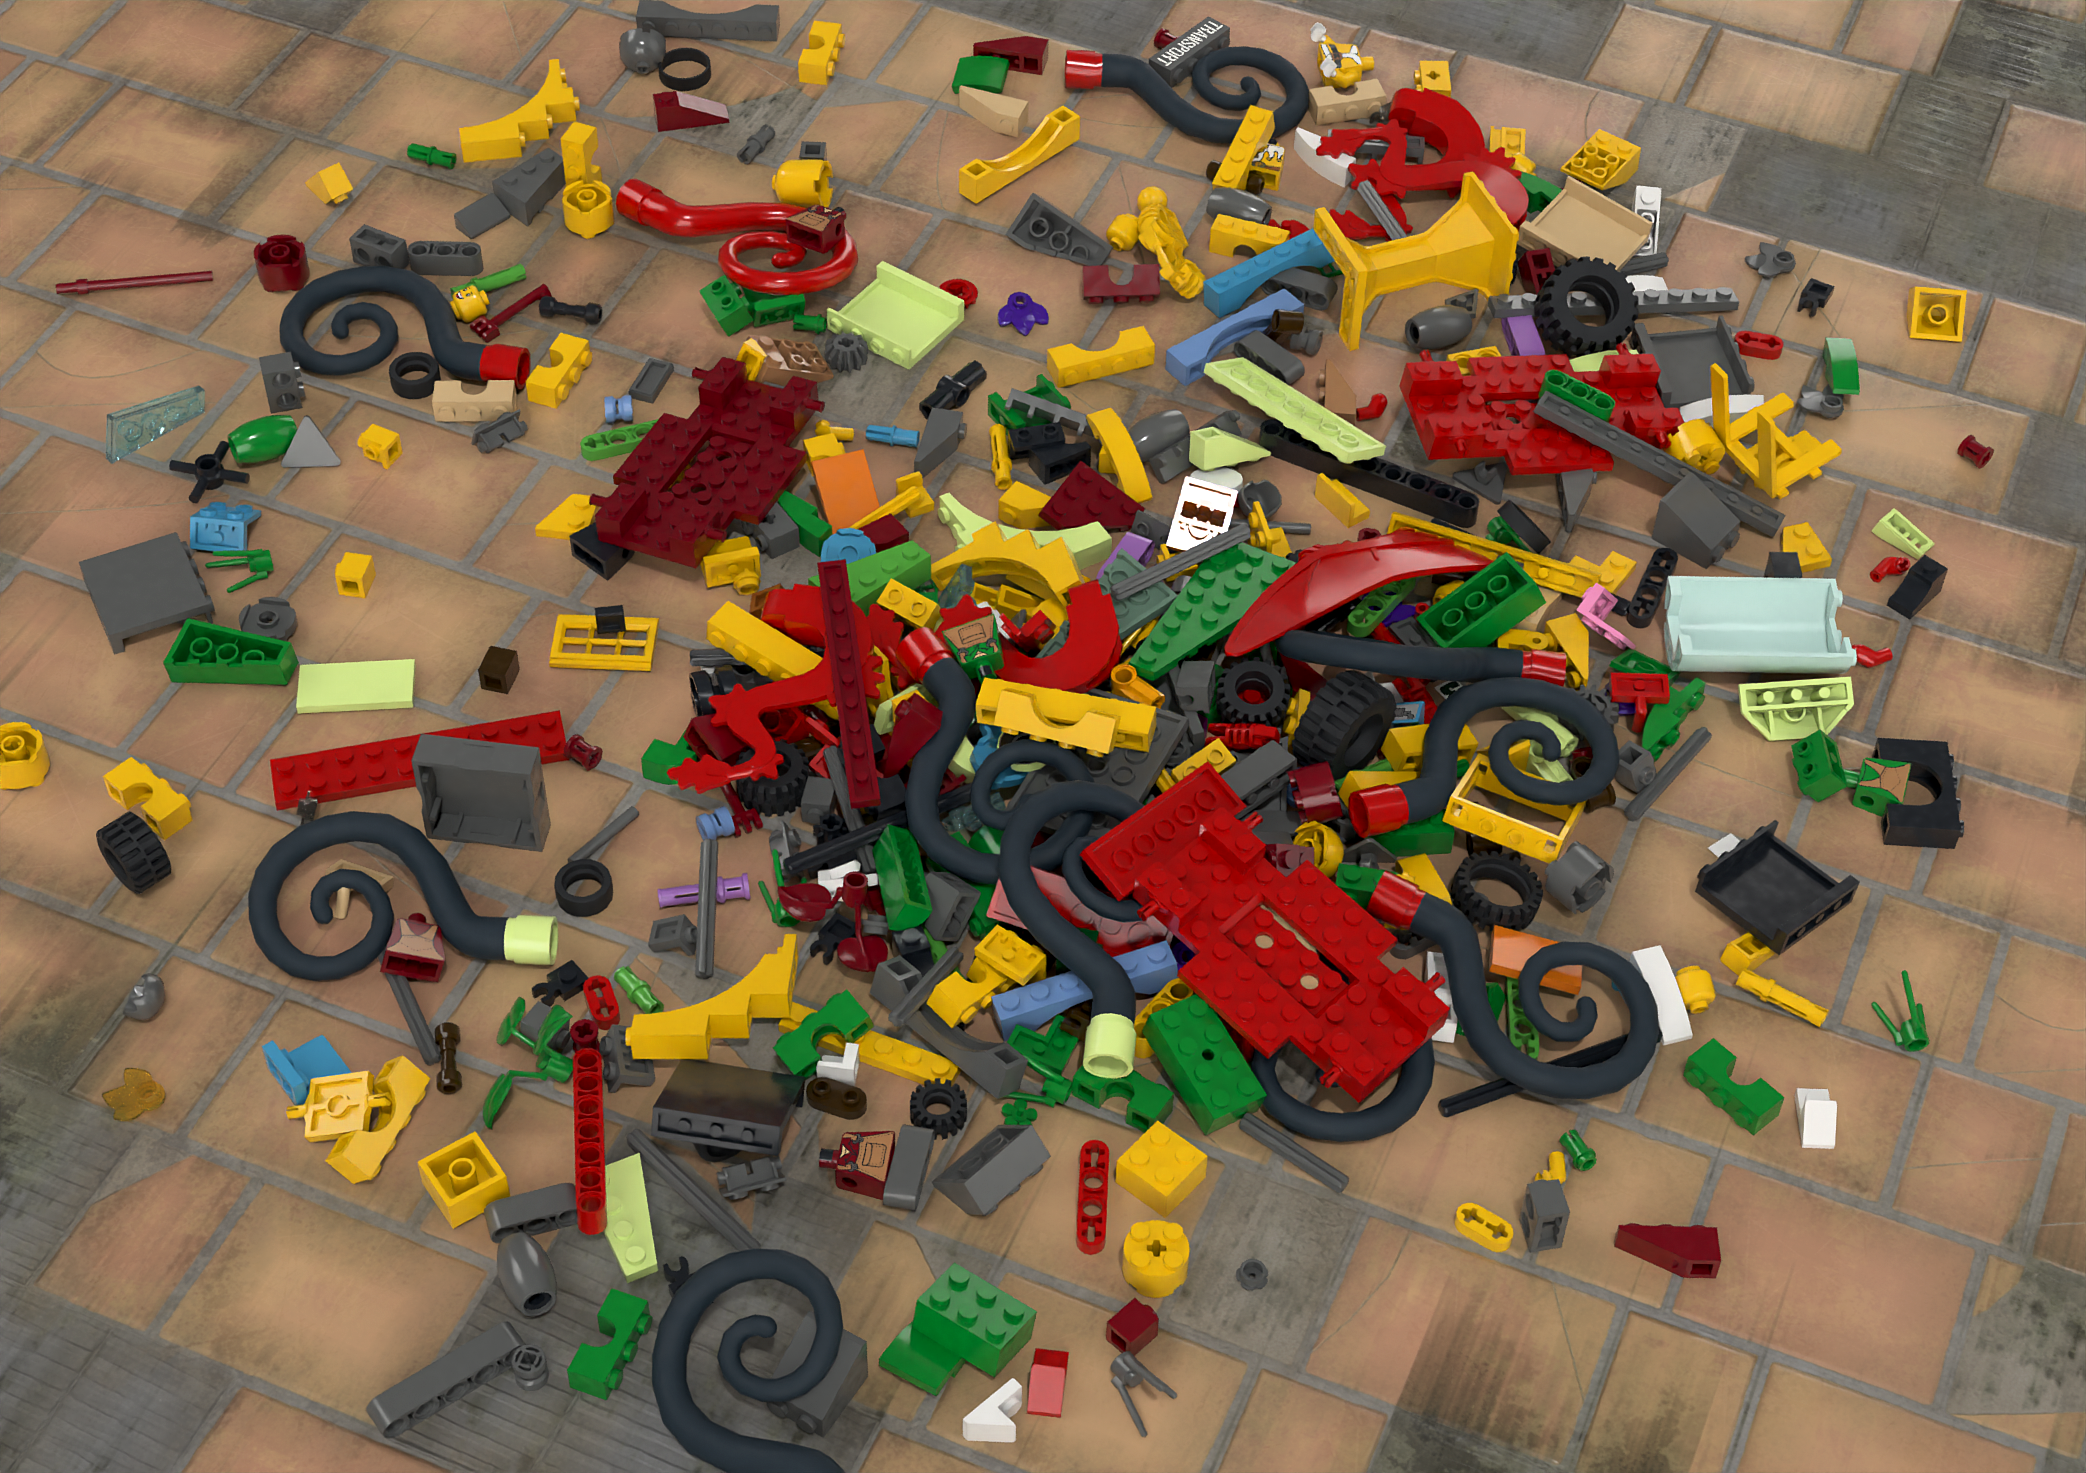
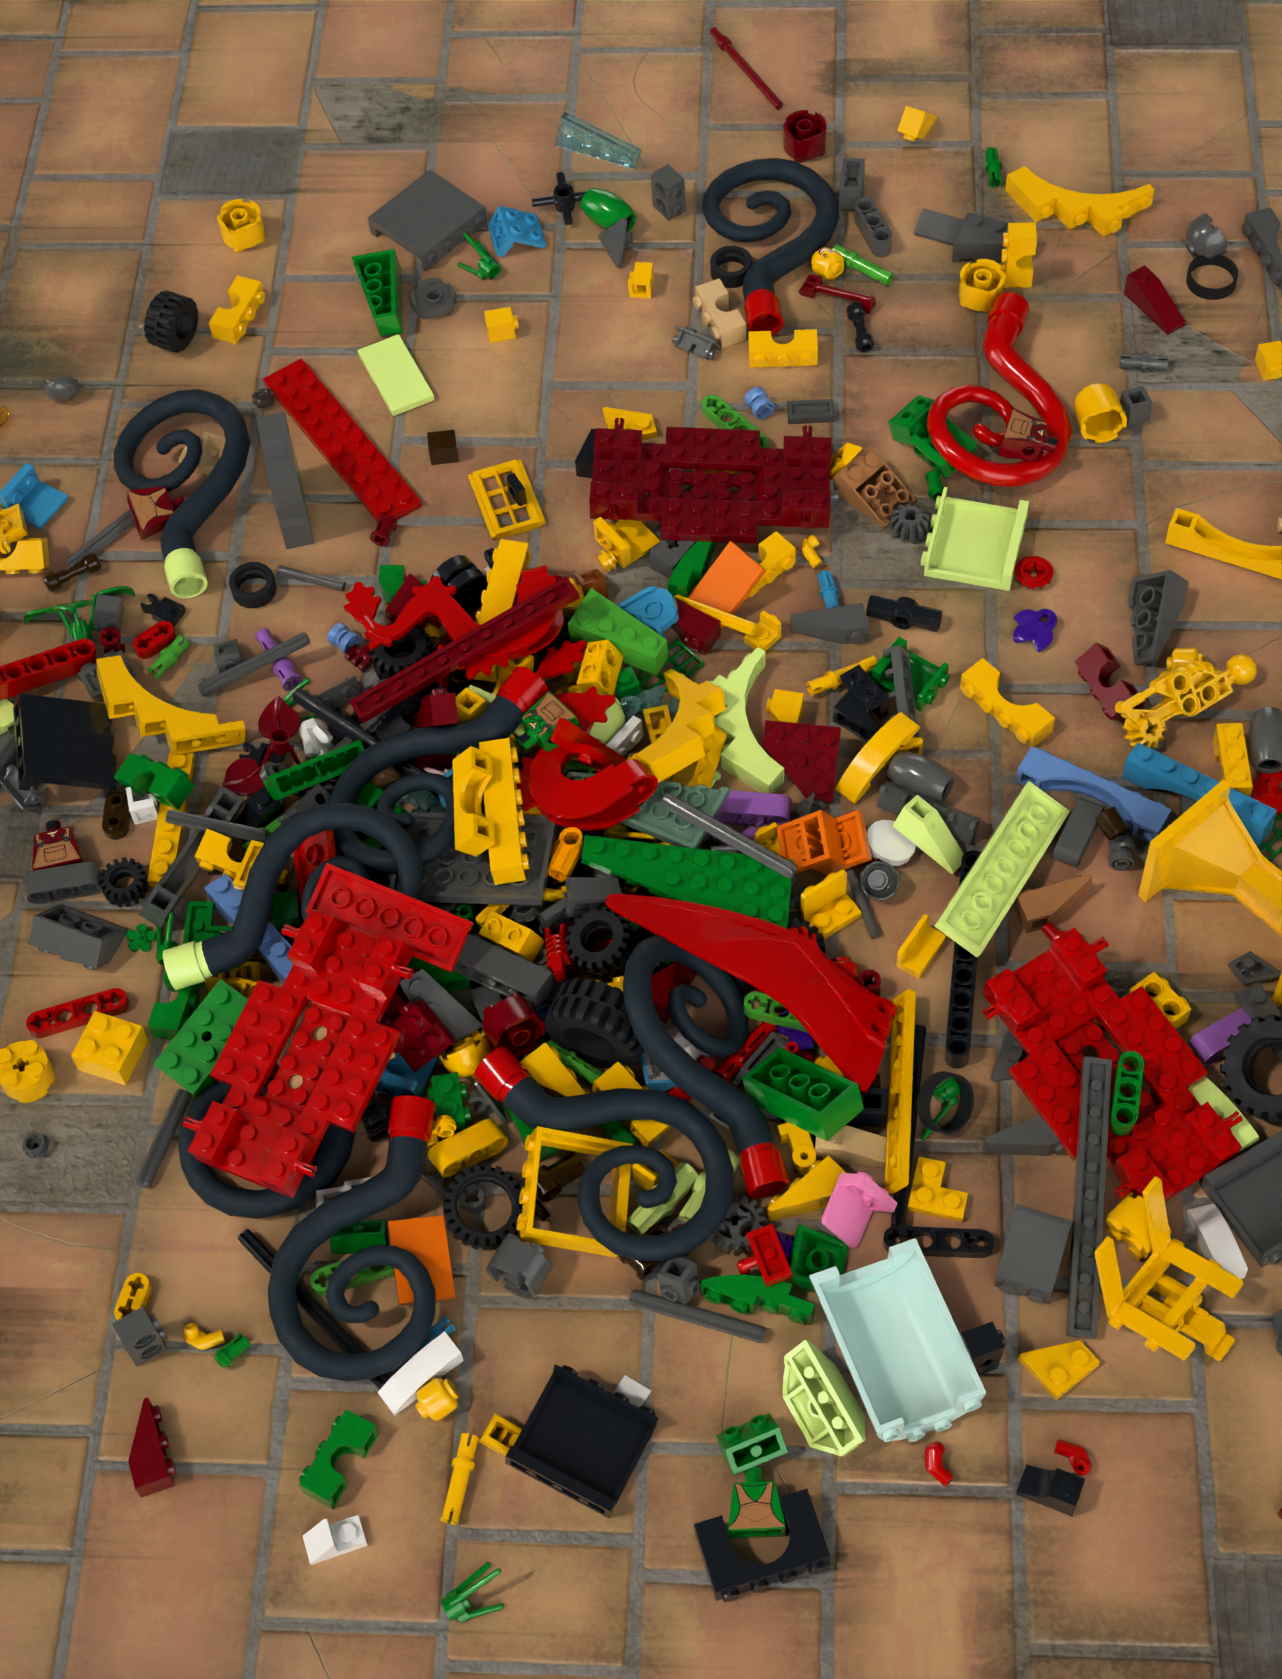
camera: 75 degrees right, 10 degrees up
(1438, 327) = (1196, 954): dark grey piece -> none
(1896, 529) = (1147, 1441): yellowish green slope -> none

